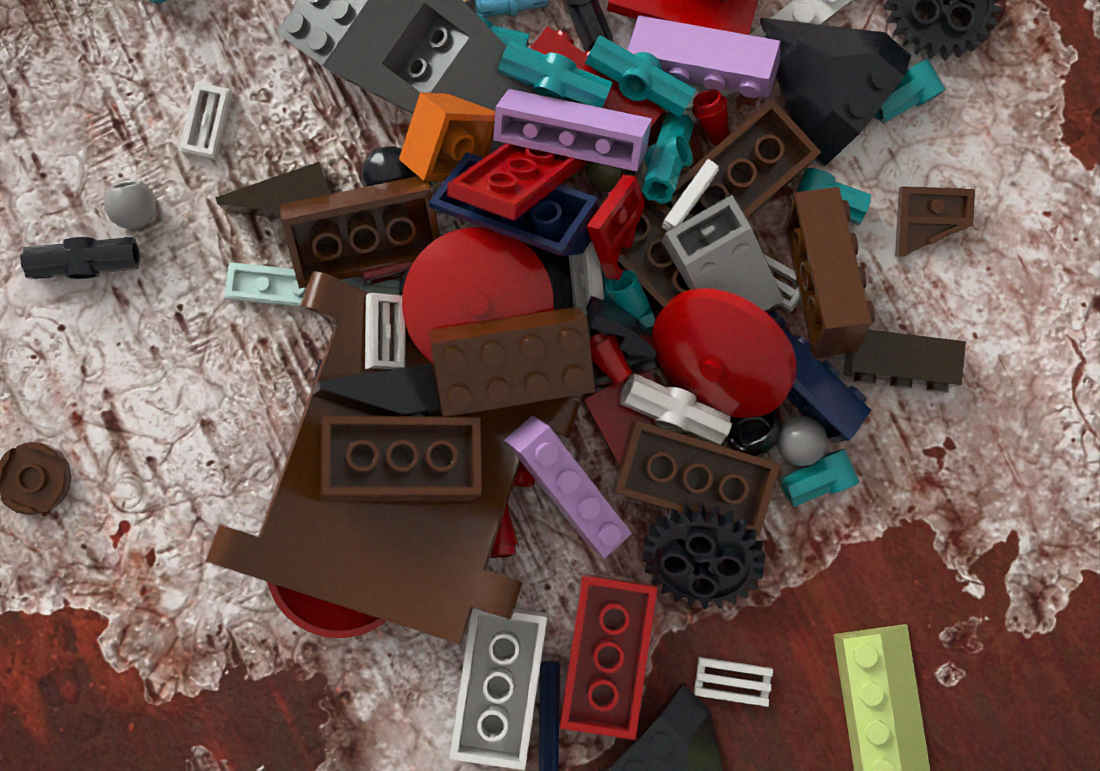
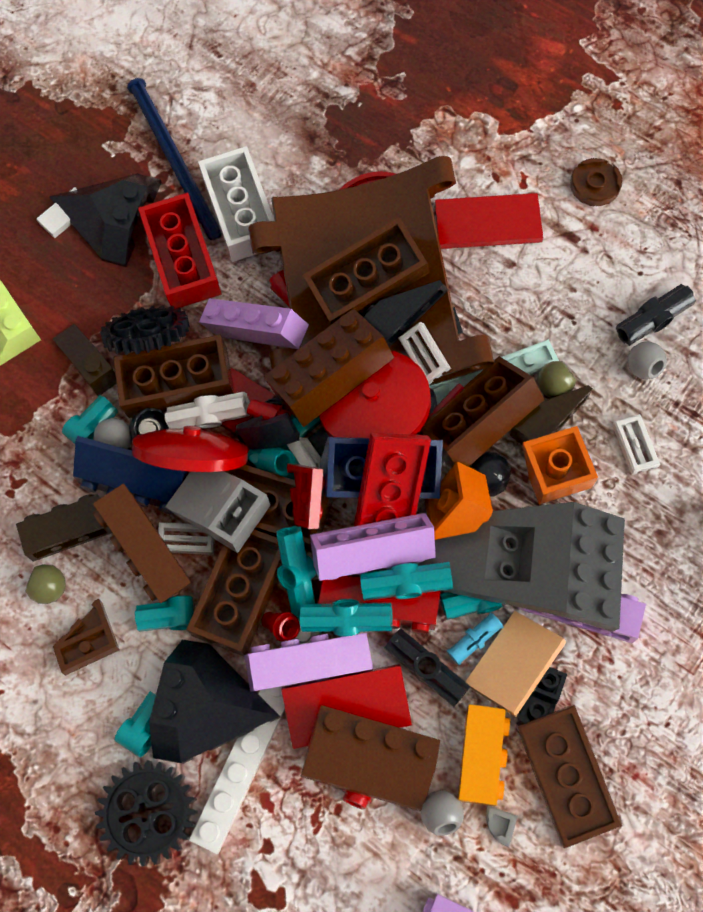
camera: 160 degrees right, 15 degrees down
(192, 491) = (488, 220): none -> red tile
(248, 236) = (555, 379): none -> olive piece
(309, 127) = (559, 465): none -> orange slope
(691, 195) = (264, 541): white tile -> none
(764, 686) = (93, 276): white tile -> none
(791, 572) = (86, 359): none -> dark brown slope
(953, 300) = (45, 584): none -> olive piece

